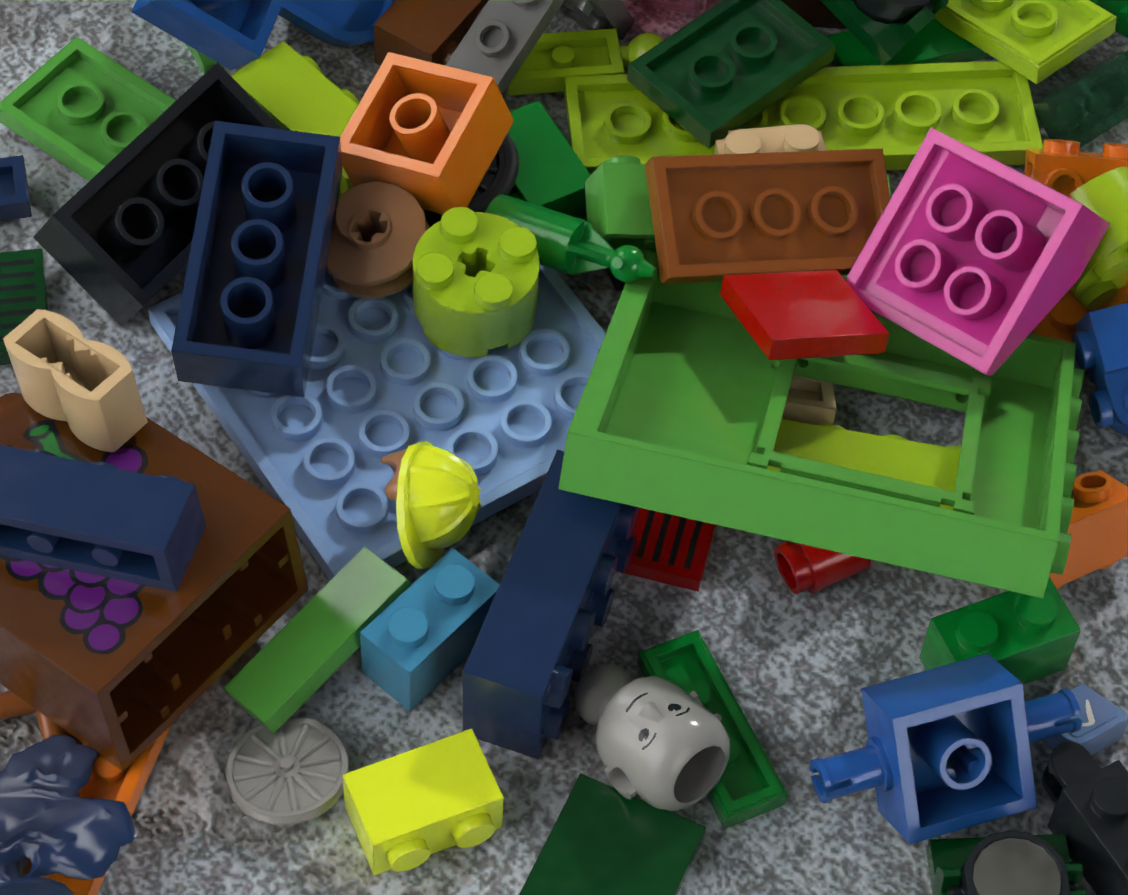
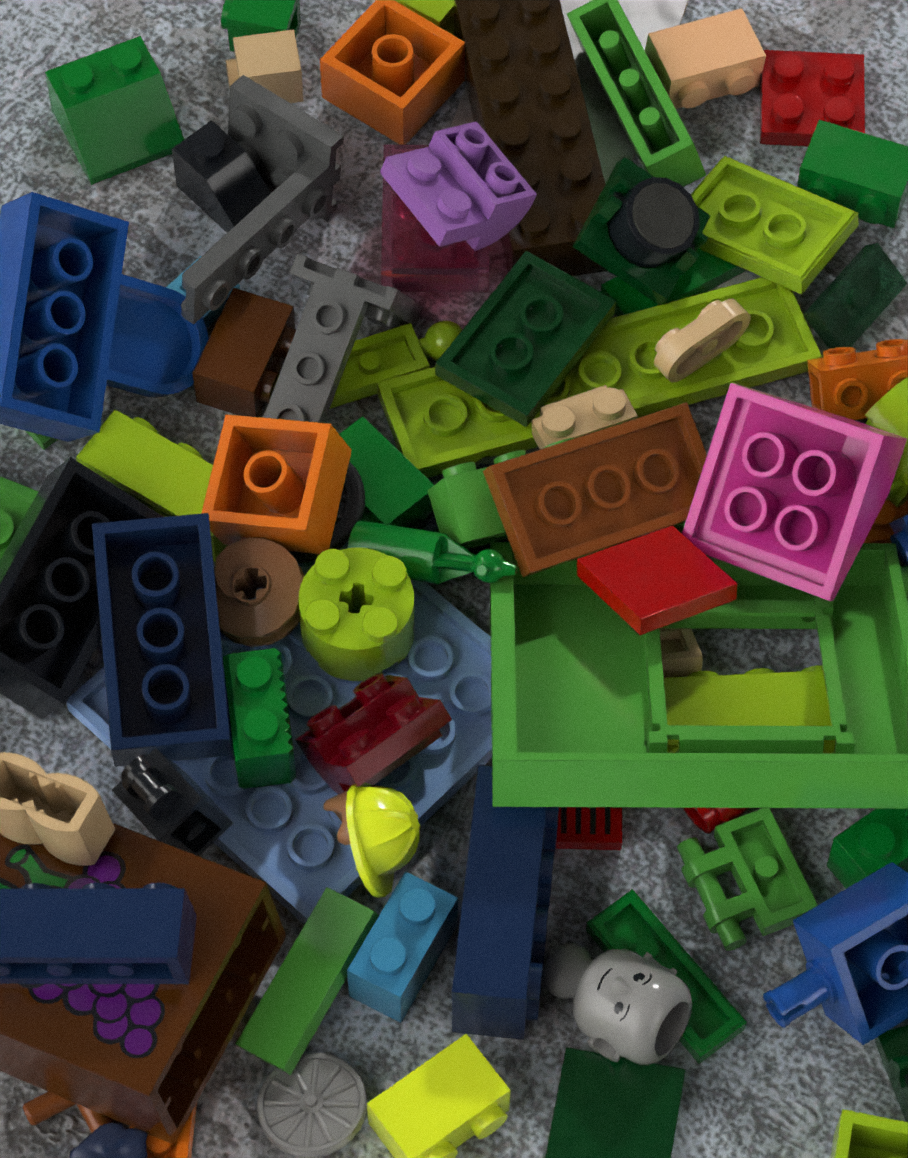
camera: 10 degrees left, 5 degrees up
(219, 417) = (170, 803): none -> black brick
(341, 363) = (259, 718): none -> green brick
(458, 405) = (371, 732): none -> dark red brick
(845, 639) = (763, 870): none -> bright green plate
(916, 101) = (702, 340): none -> tan plate

